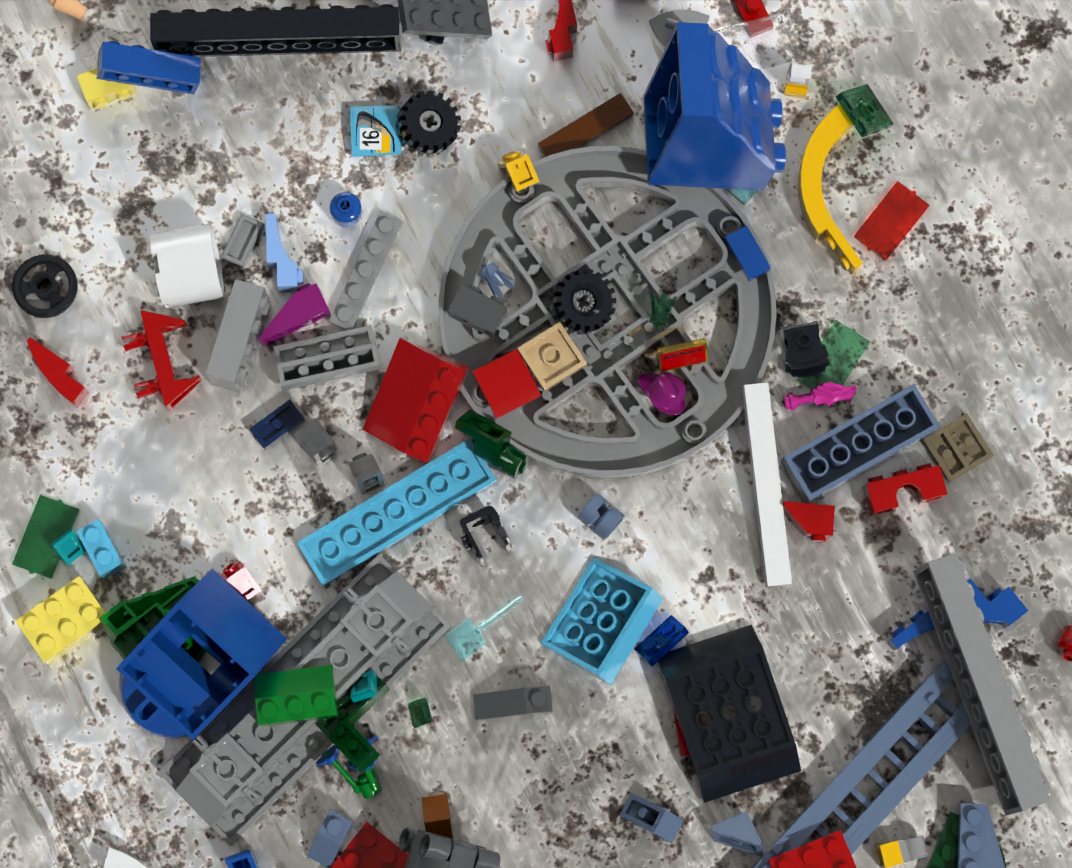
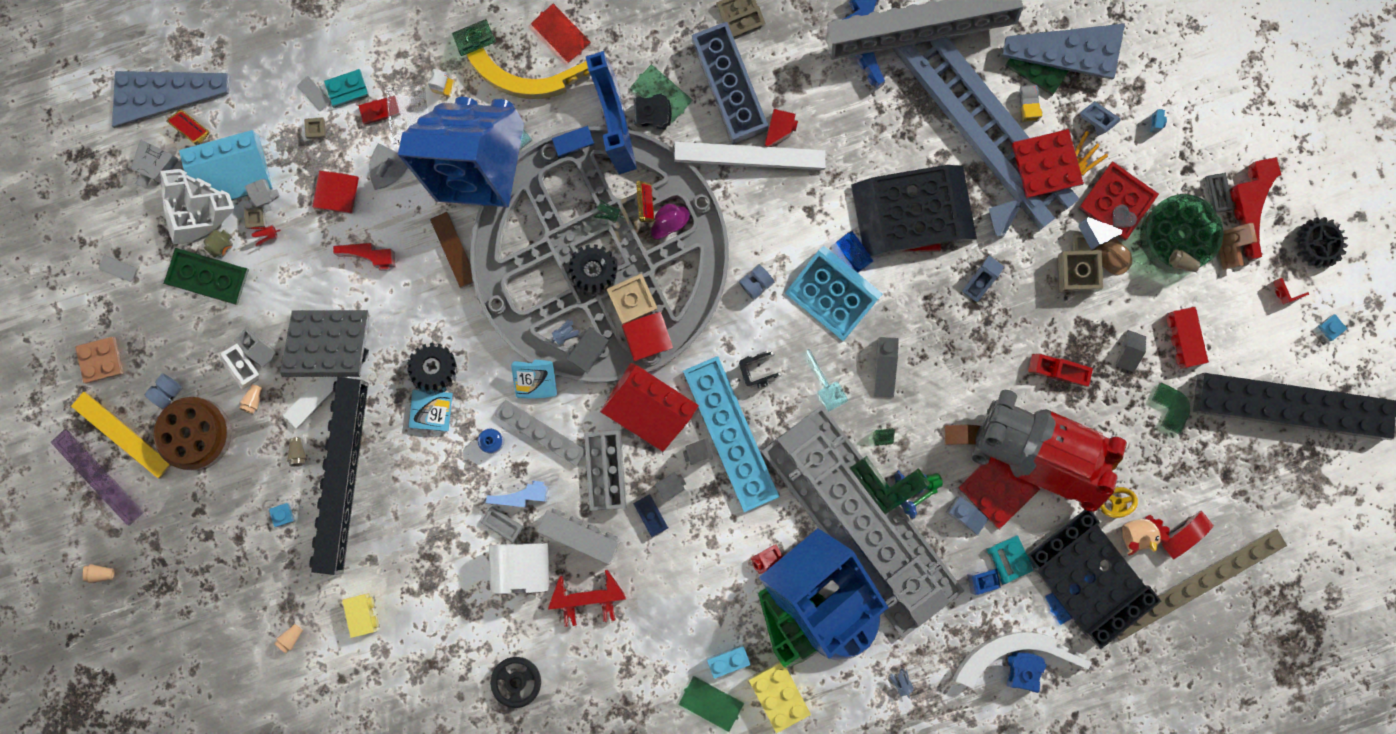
camera: 75 degrees left, 5 degrees up
(57, 373) = (586, 680): red slope -> none
(68, 547) = (723, 686): teal plate -> none
(95, 783) = (904, 686): none -> sand blue piece
(148, 67) = (353, 580): blue brick -> none
(295, 696) = (866, 525): green slope -> none
(299, 312) = (565, 486): magenta slope -> none
(365, 687) = (863, 473): teal tile -> none
(431, 251) = (534, 379): none -> medium azure slope
(493, 444) = (691, 353): dark green plate -> none
(519, 169) = (480, 303): yellow bracket -> none
(746, 307) = (617, 140): none -> blue arch
(824, 394) = (687, 103): dark pink piece -> none
(925, 482) = (768, 73): red arch -> none

